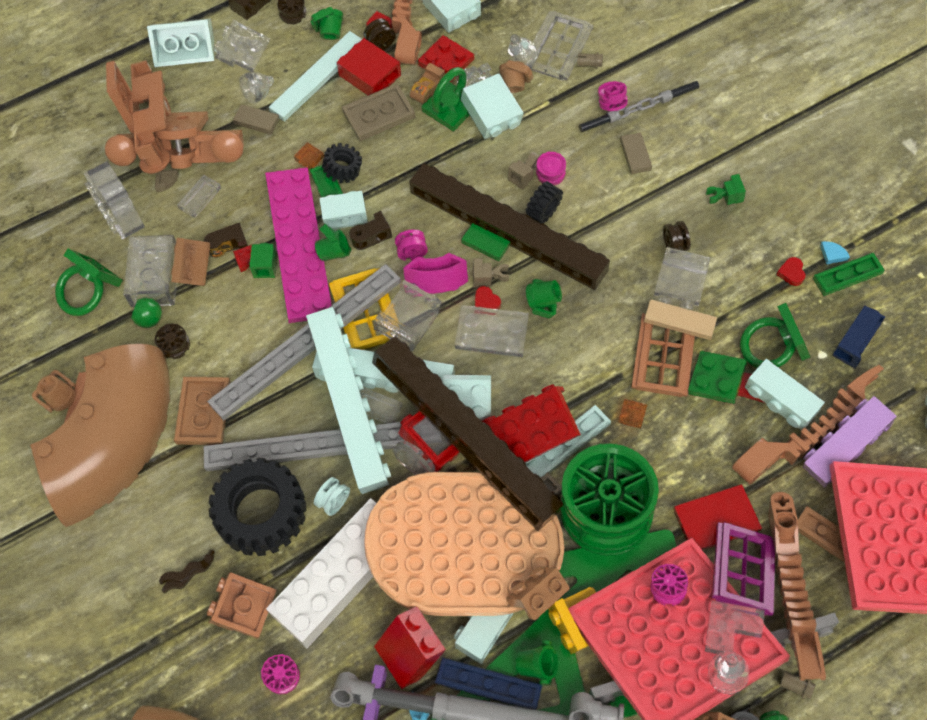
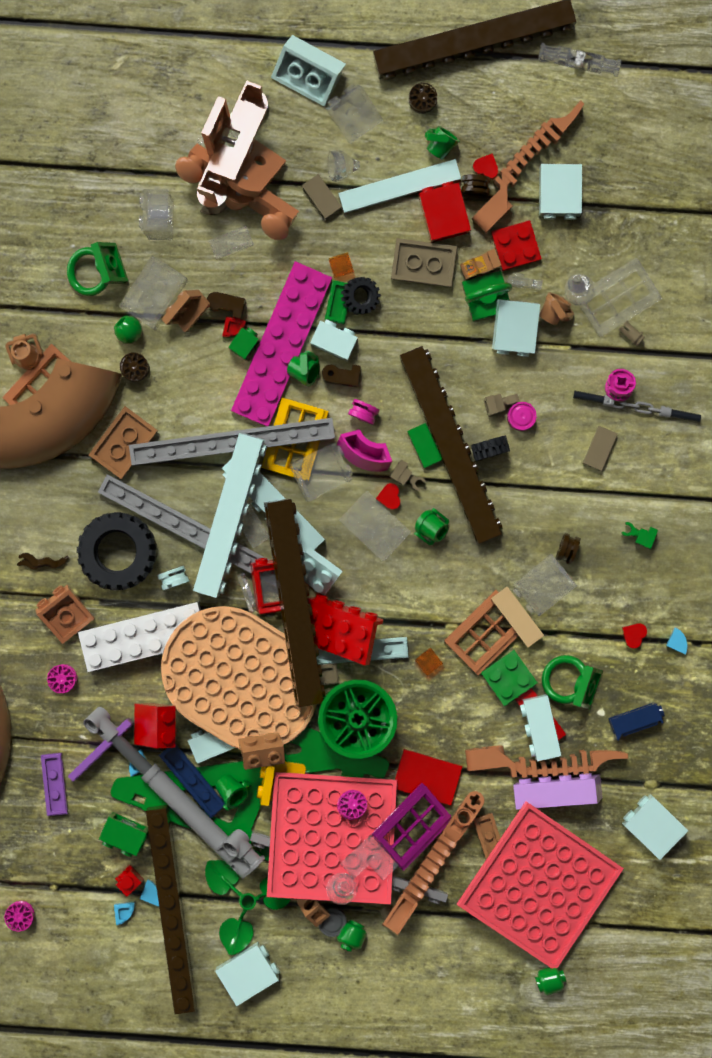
camera: 30 degrees right, 25 degrees up
(848, 274) = (674, 666): green tile -> none

